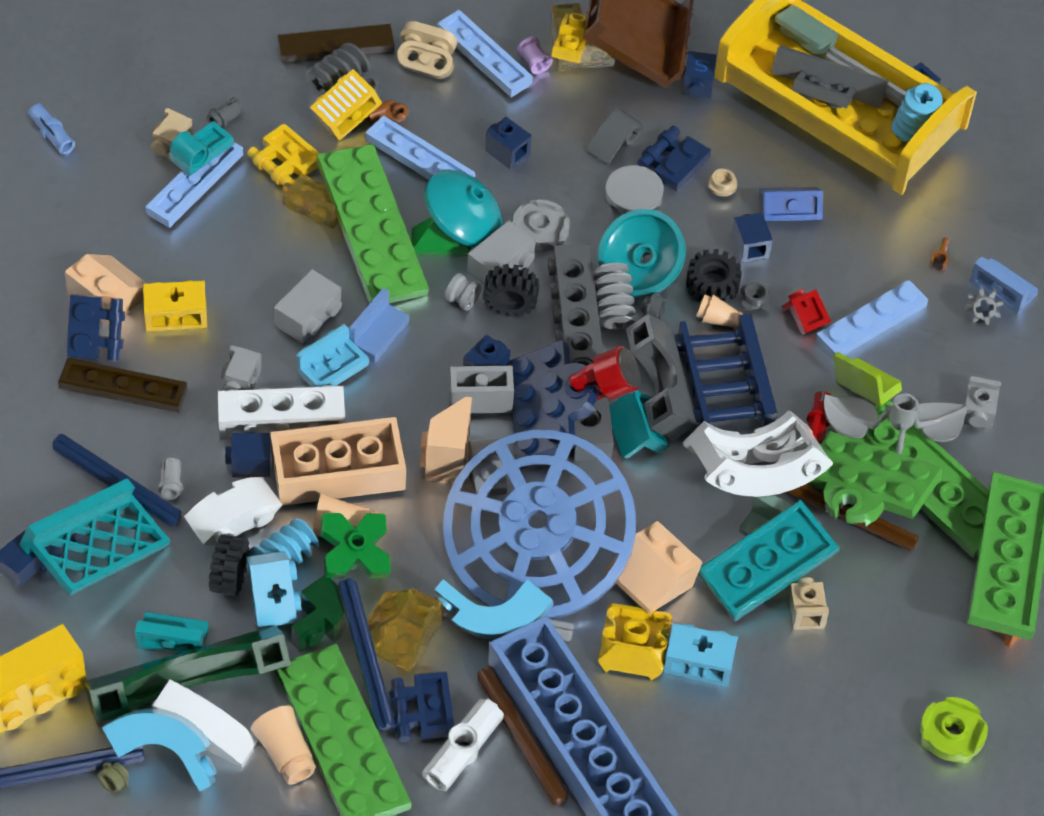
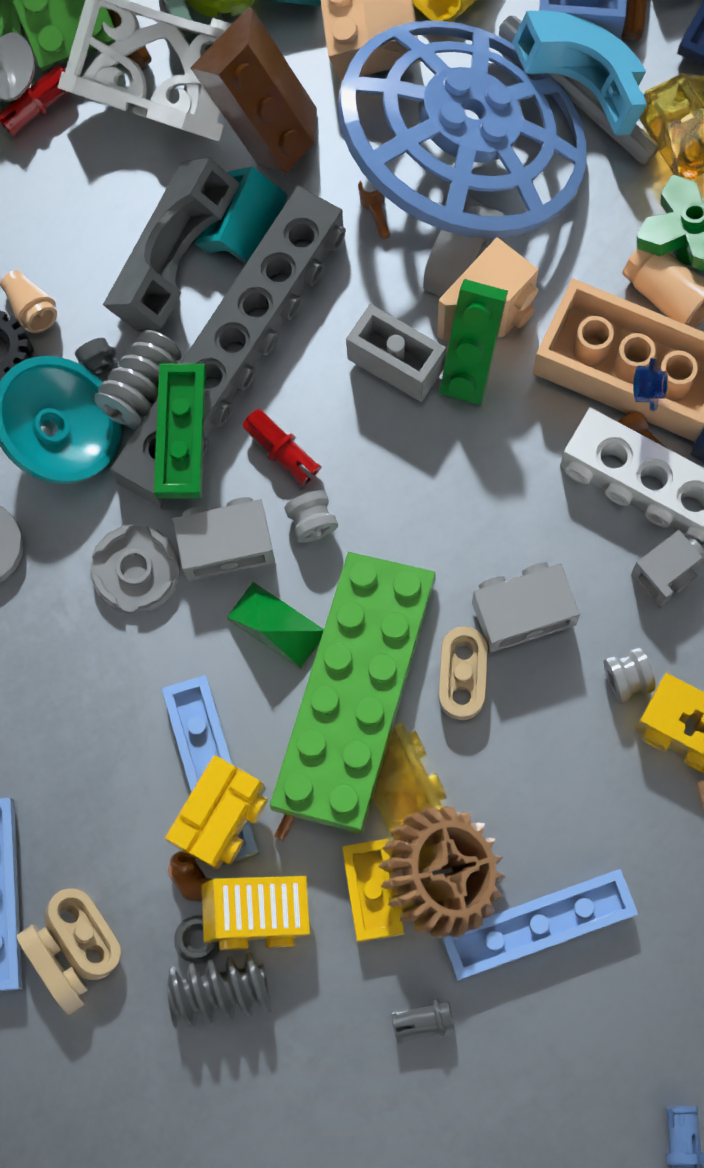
camera: 135 degrees left, 20 degrees up
(165, 132) = (527, 1025): tan brick -> none
(197, 150) = (508, 953): teal plate -> none
(226, 310) = (629, 675): none -> light grey wheel
(267, 146) = (448, 901): none -> medium nougat gear
(315, 422) = (650, 384): none -> clear blue plate
(322, 43) = (179, 1059): dark brown tile -> none
(323, 263) = (461, 674): none -> tan plate
(331, 359) = (544, 515): medium azure bracket -> none
(378, 326) = (451, 533): medium blue panel -> none
(397, 126) = (217, 813): none -> yellow brick
(437, 399) = (473, 341): none -> green plate
(462, 206) = (224, 631): teal dish -> none
(488, 353) = (355, 398): dark blue brick -> none
(507, 318) = (280, 446): none -> red axle
(508, 142) = (81, 714): dark blue brick -> none
(511, 290) = (258, 465): black tyre -> none
(556, 393) = (313, 275): dark blue plate -> none
(565, 272) = (180, 430): none -> green plate
(565, 479) = (374, 202): none -> dark orange hand
(674, 466) = (258, 94): none -> reddish brown slope
(749, 359) = (68, 178): dark blue fence -> none

